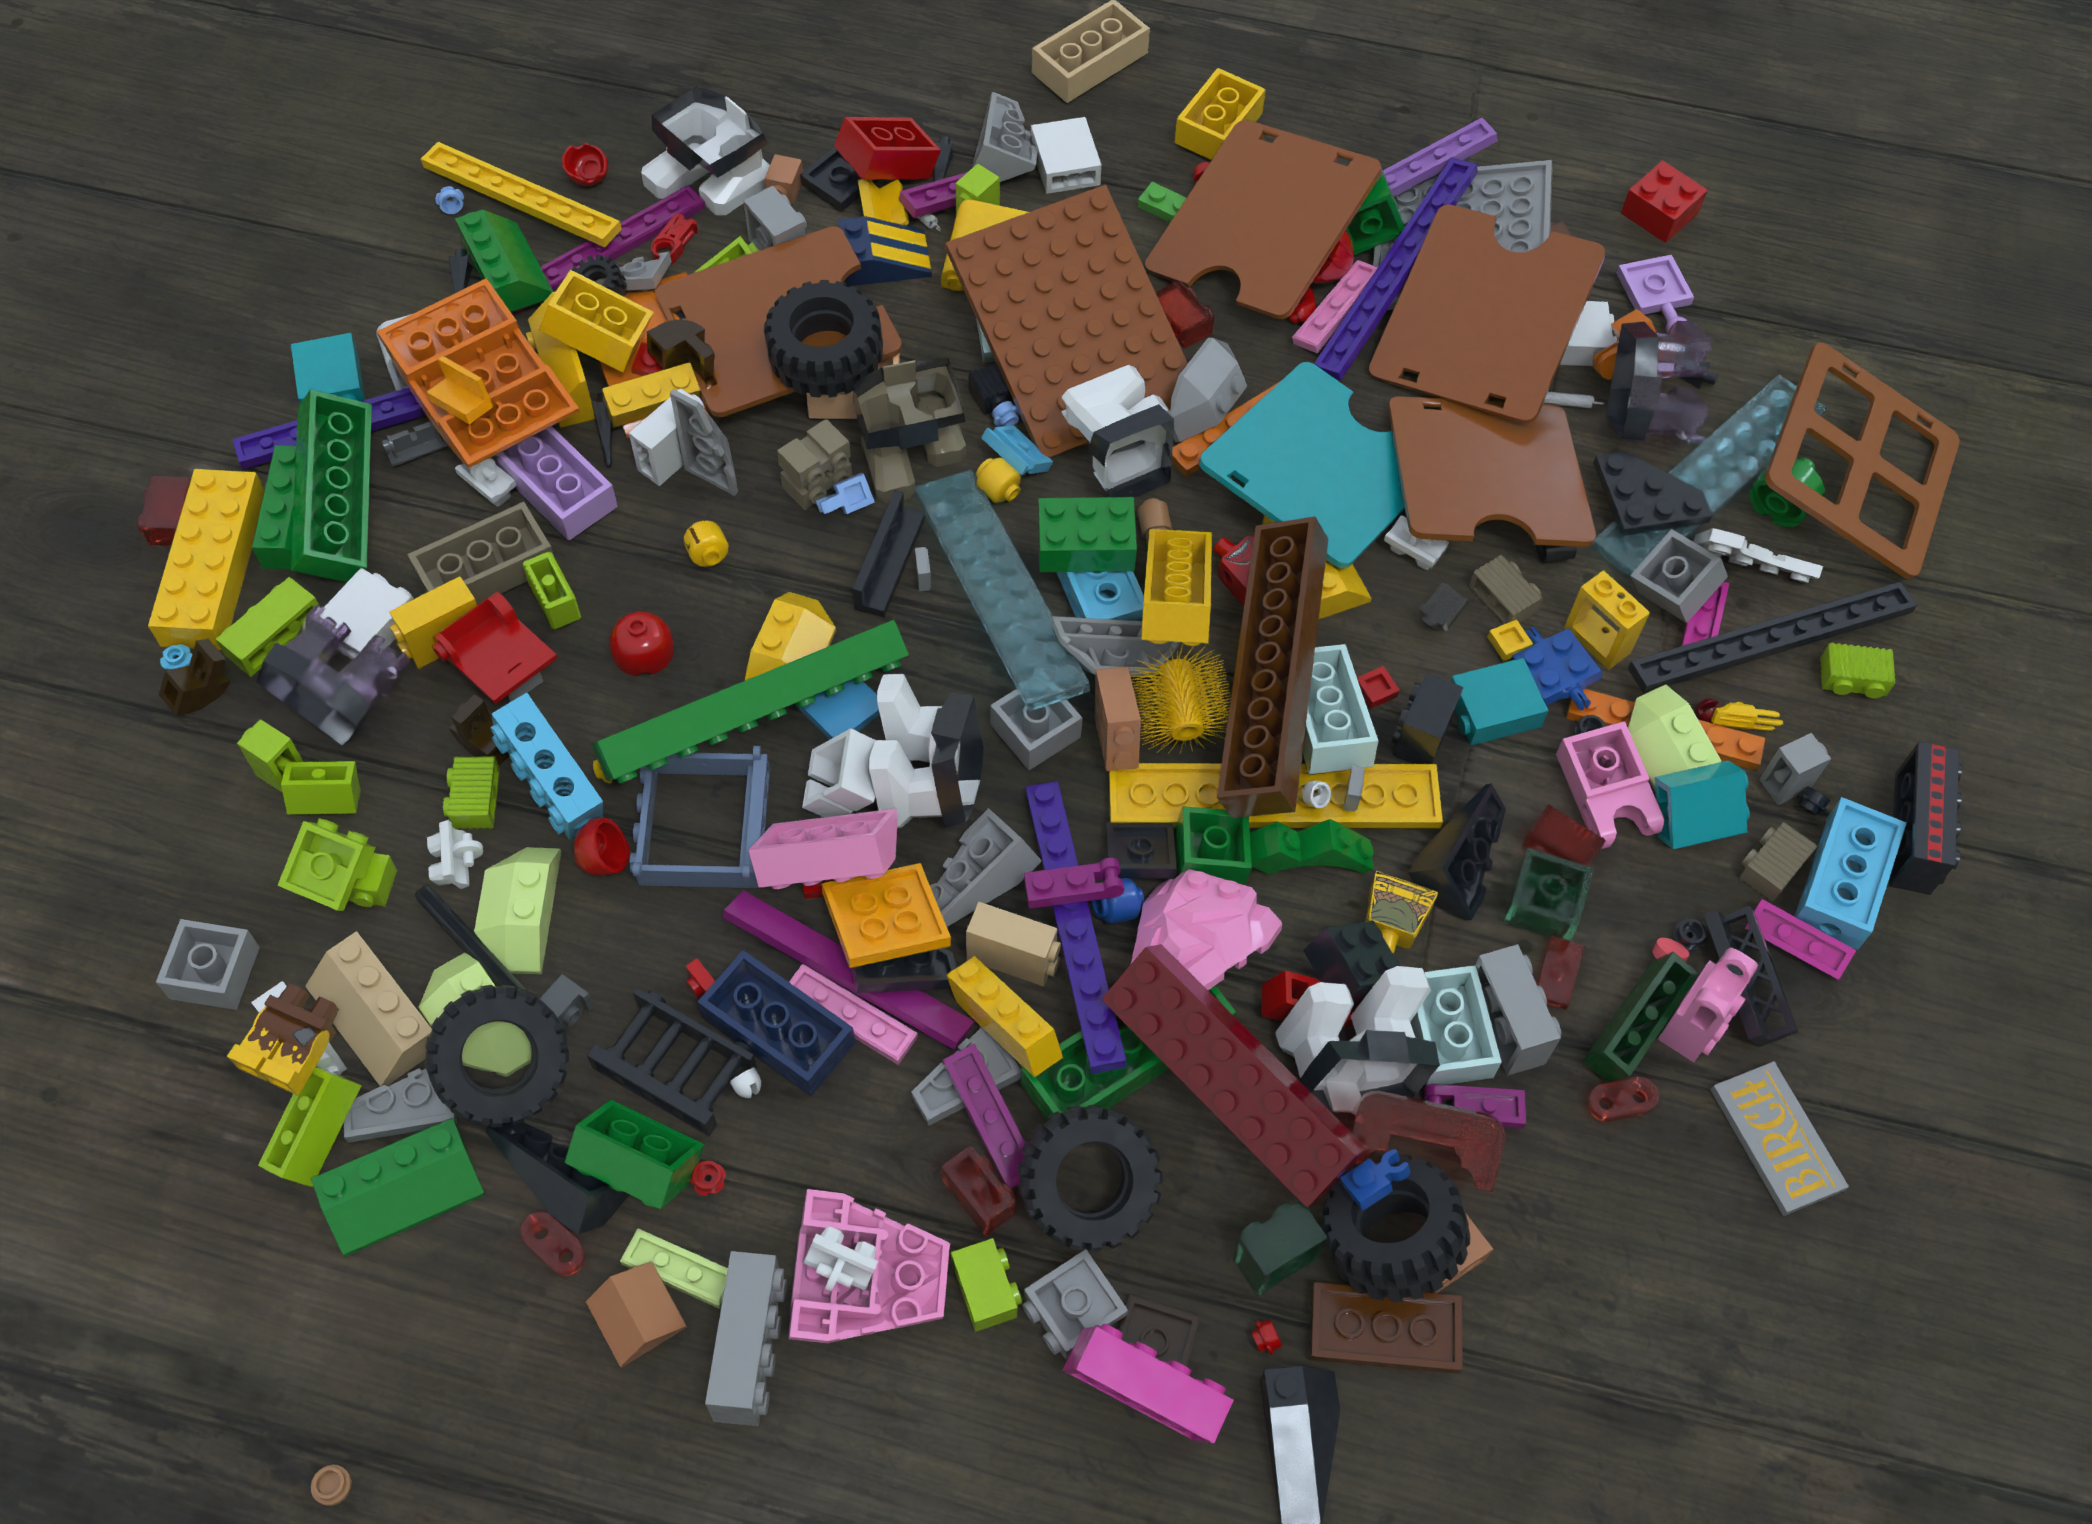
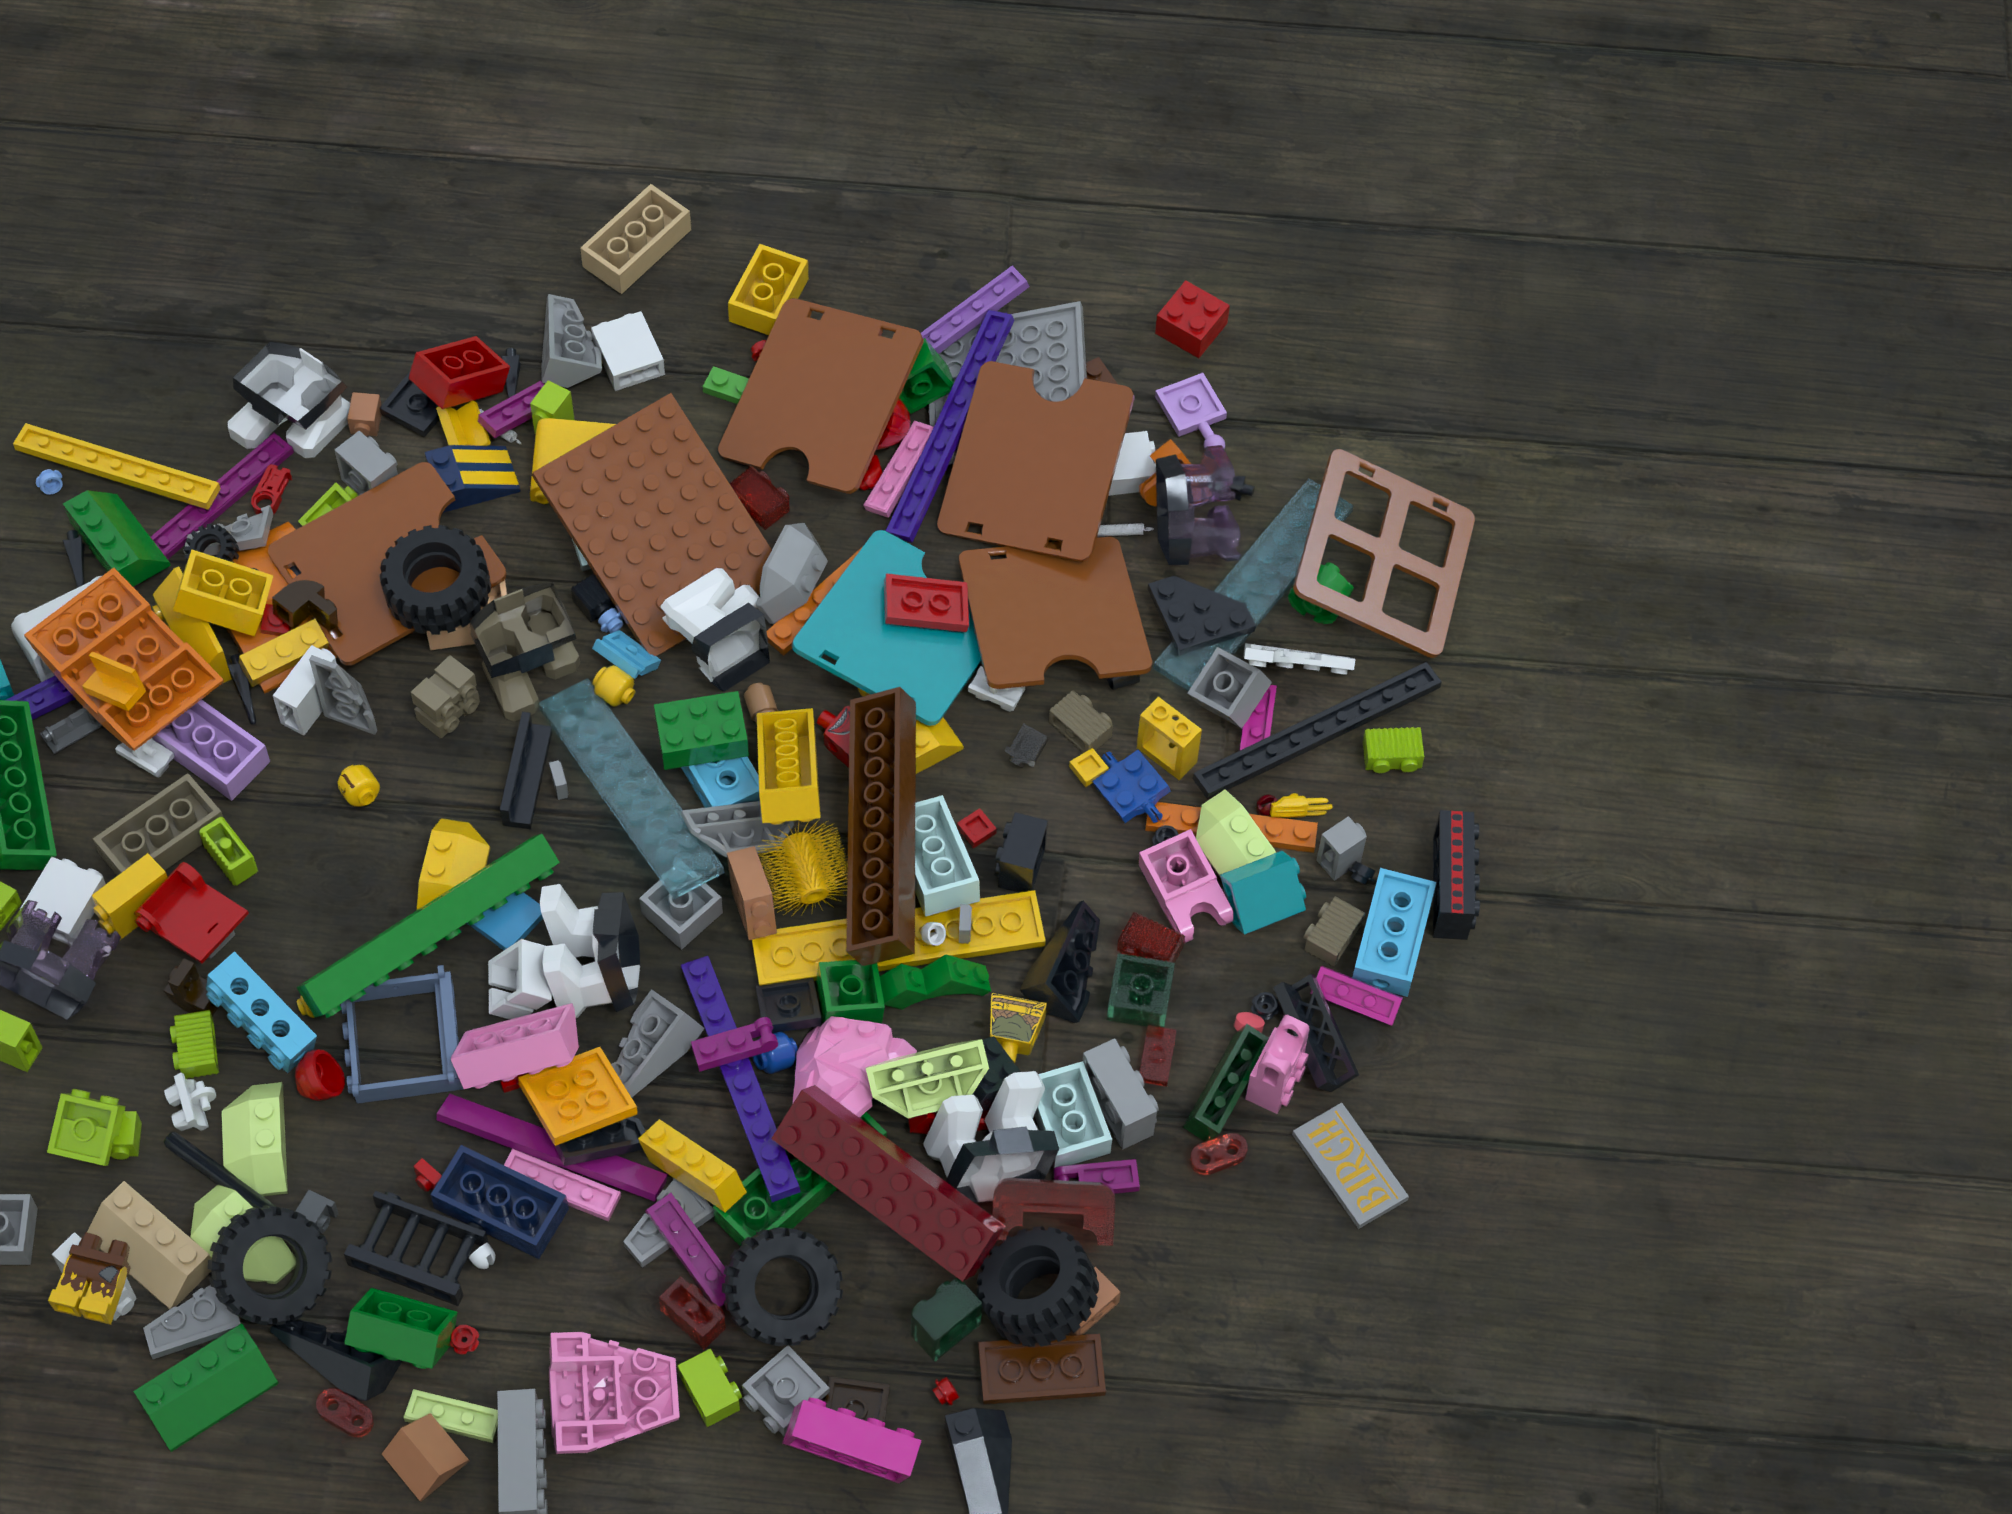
camera: 10 degrees left, 0 degrees up
(309, 1127) = (122, 1350): lime brick -> none
(321, 787) = (61, 1061): lime brick -> none
(585, 164) = (173, 427): red hair -> none
(641, 643) = (317, 887): red cylinder -> none
(840, 1262) = (588, 1386): white hips -> none
(850, 495) = (481, 719): light blue plate -> none
(1013, 944) = (690, 1104): tan brick -> none
(1292, 957) = (924, 1079): none -> yellowish green wedge
(1350, 440) = (926, 602): none -> red plate
(1372, 1182) = (1012, 1252): blue plate -> none
(1498, 702) = (1082, 825): teal brick -> none

